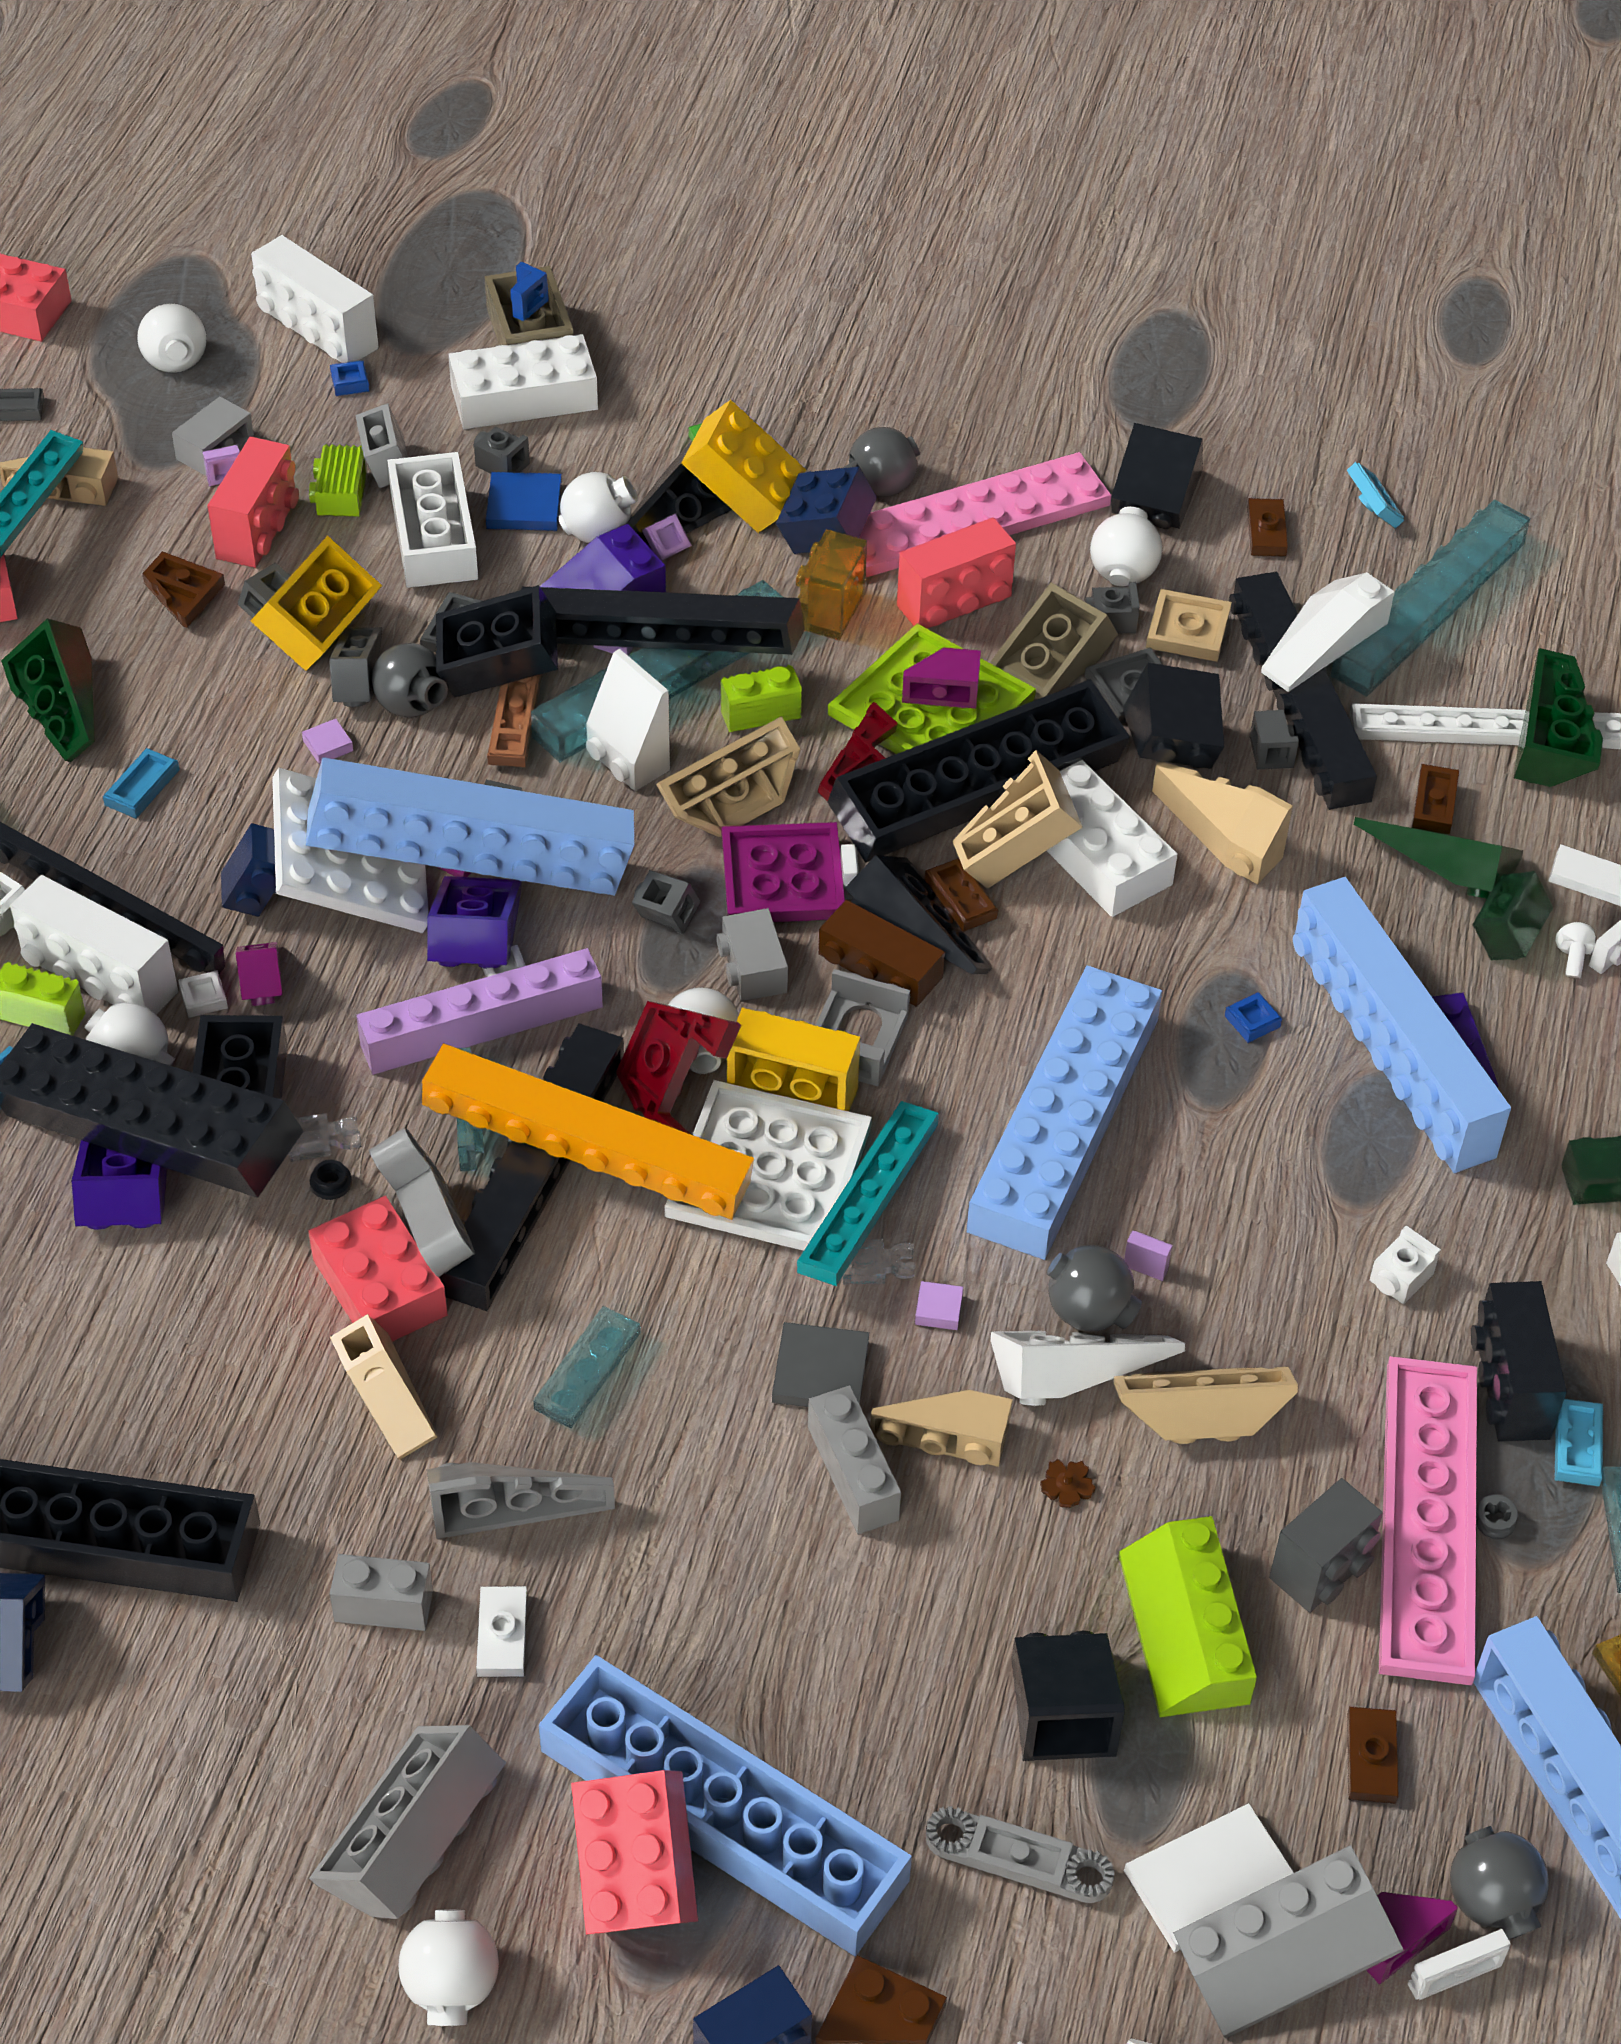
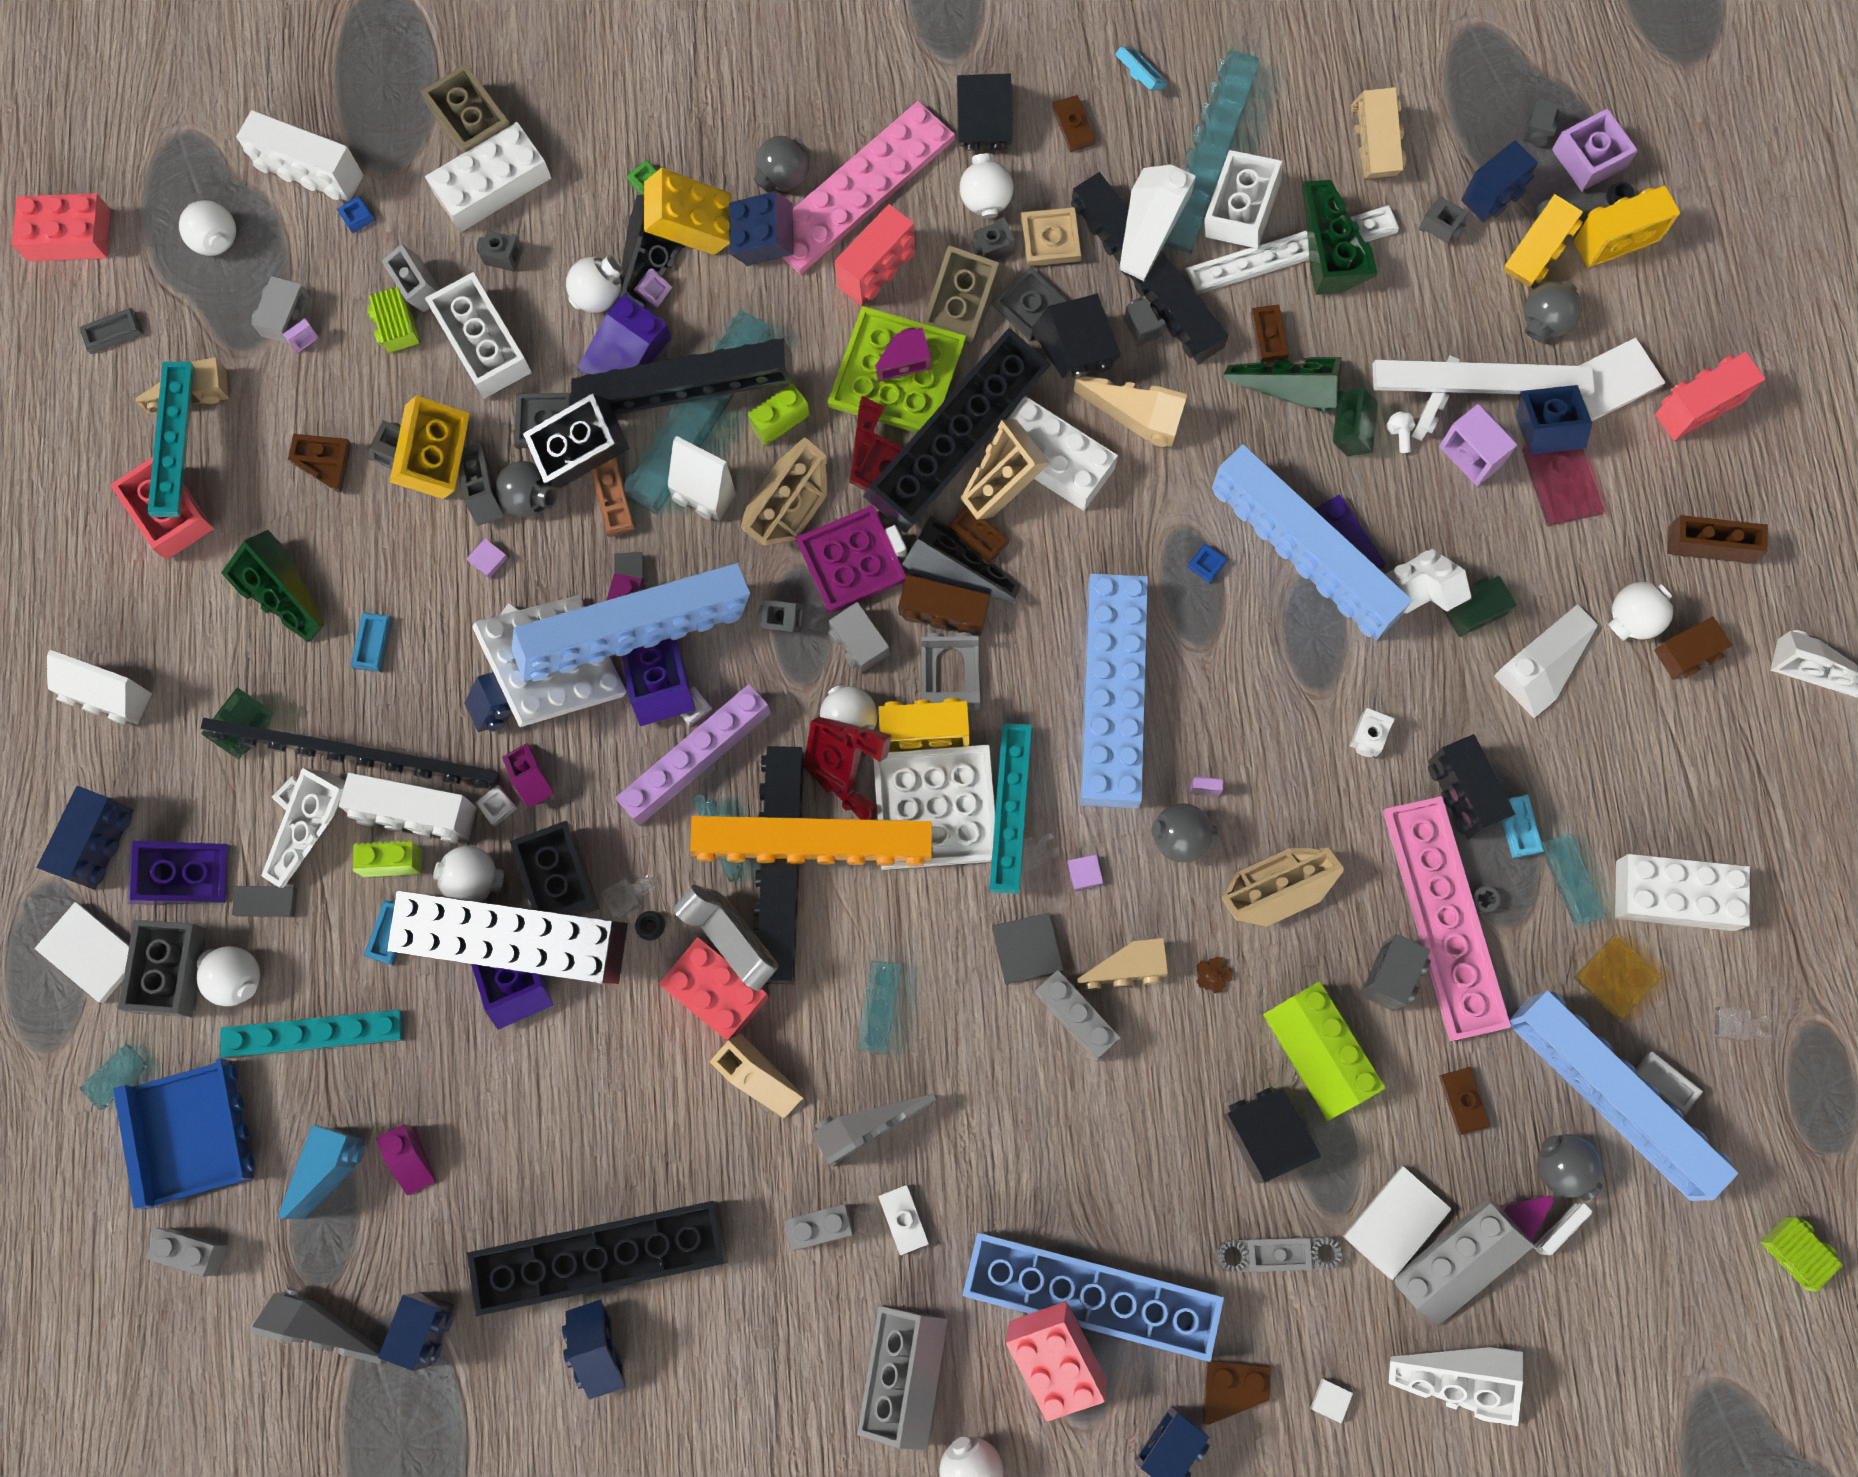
camera: 15 degrees left, 25 degrees up
(253, 502) = (341, 368): coral brick -> none
(524, 501) = (534, 287): blue tile -> none
(529, 291) = (463, 100): blue bracket -> none
(832, 583) = (790, 295): clear yellow brick -> none
(1049, 1367) = (1181, 891): white wedge -> none
(1453, 649) = (1243, 199): none -> white brick
(1550, 1111) = (1431, 579): none -> white brick

